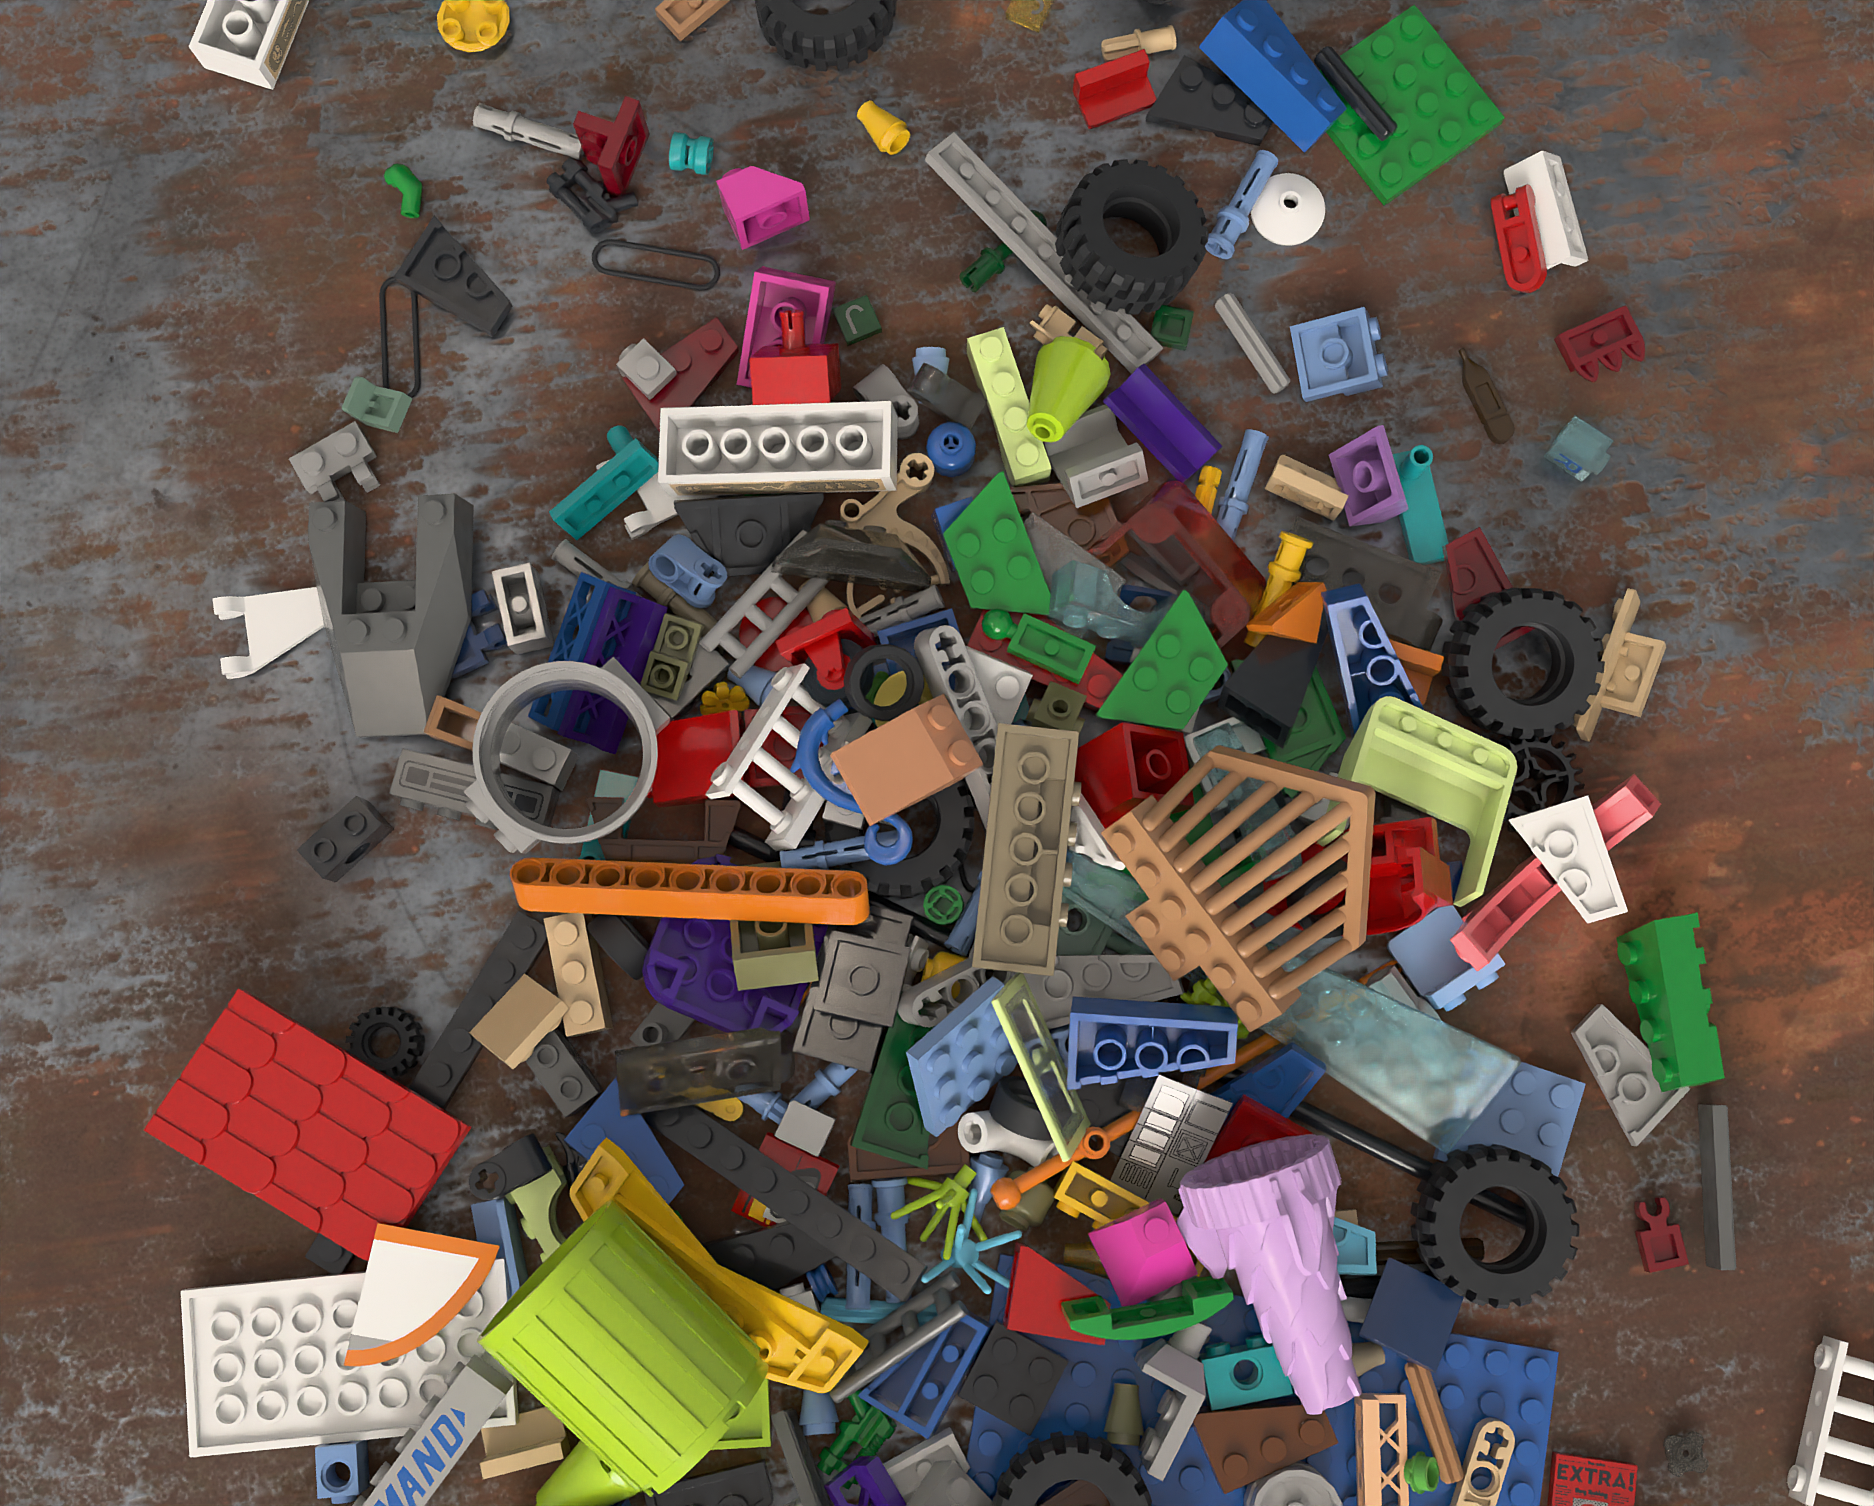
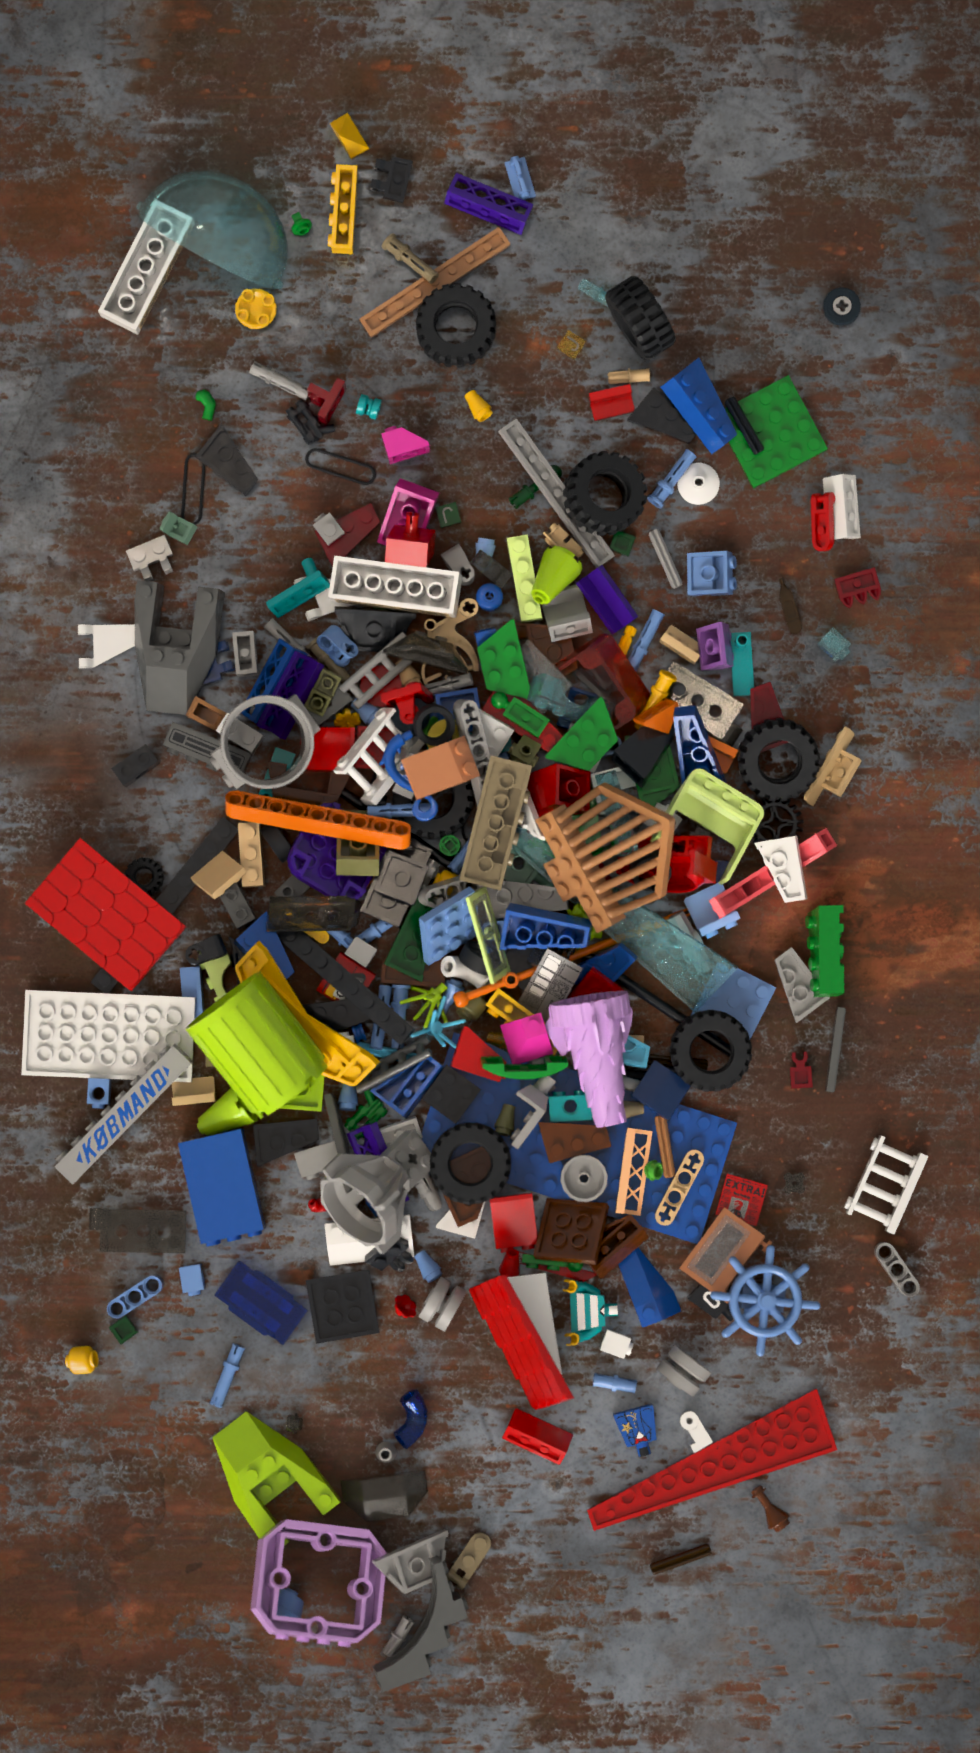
camera: 10 degrees right, 5 degrees up
(413, 1290) = (147, 1006): sticker -> none

